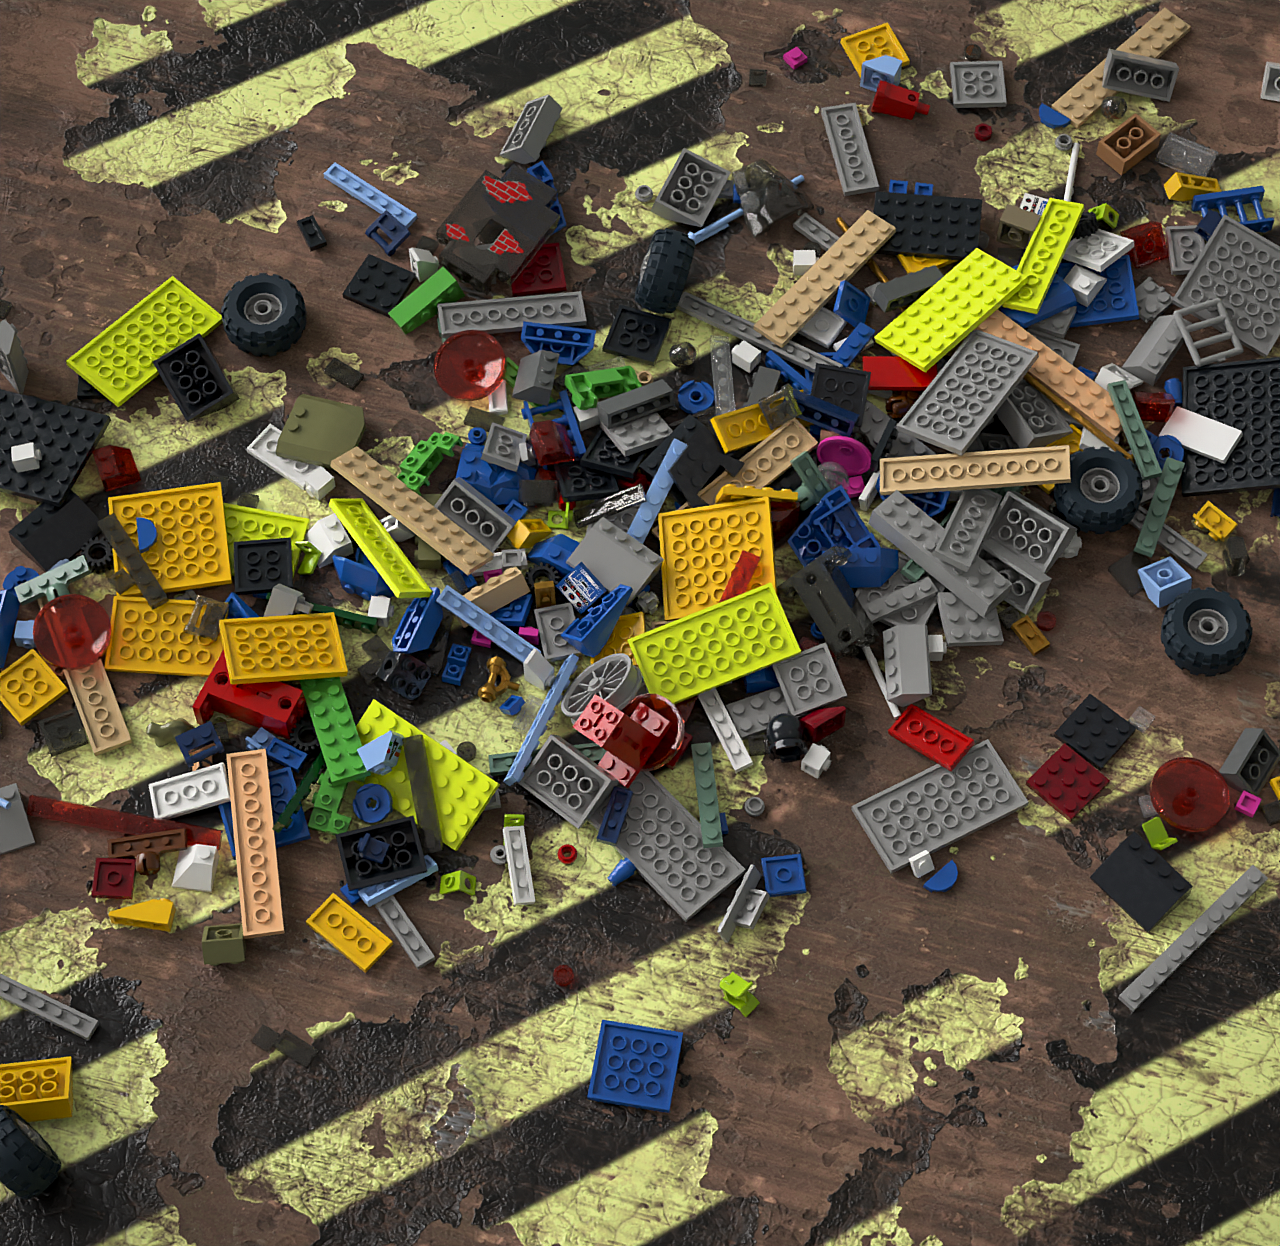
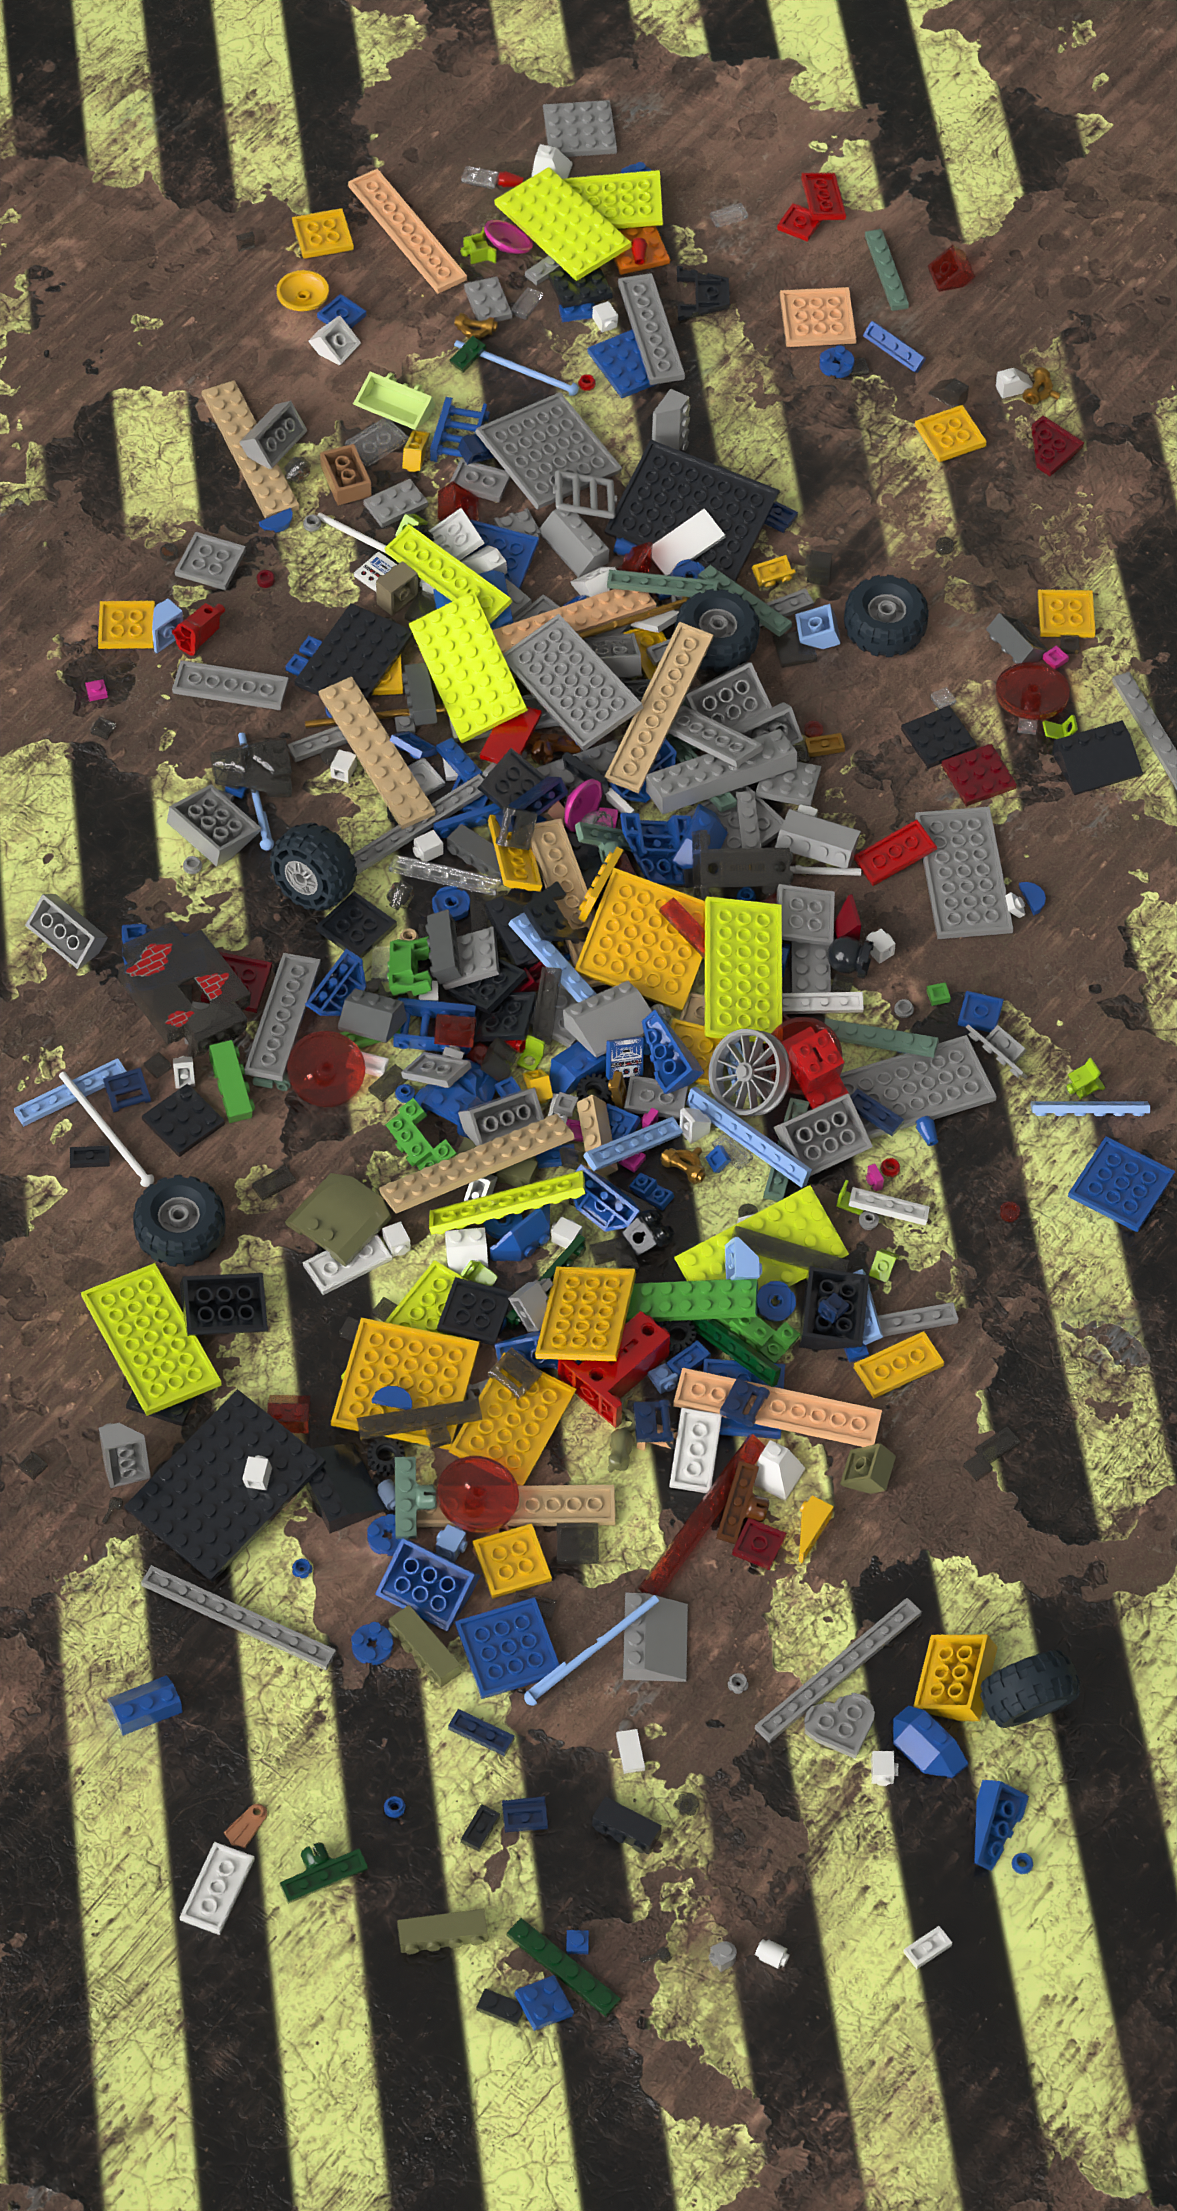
camera: 70 degrees left, 5 degrees down
(245, 805) = (739, 1398): none -> dark blue plate
(306, 282) = (146, 1179): none -> white bar
(547, 843) = (874, 1177): none -> dark pink plate
(712, 1008) = (1099, 1108): none -> light blue plate
(784, 830) = (938, 994): none -> bright green plate
(1124, 196) = (395, 503): none -> light grey plate
(1237, 151) = (395, 400): none -> yellowish green piece

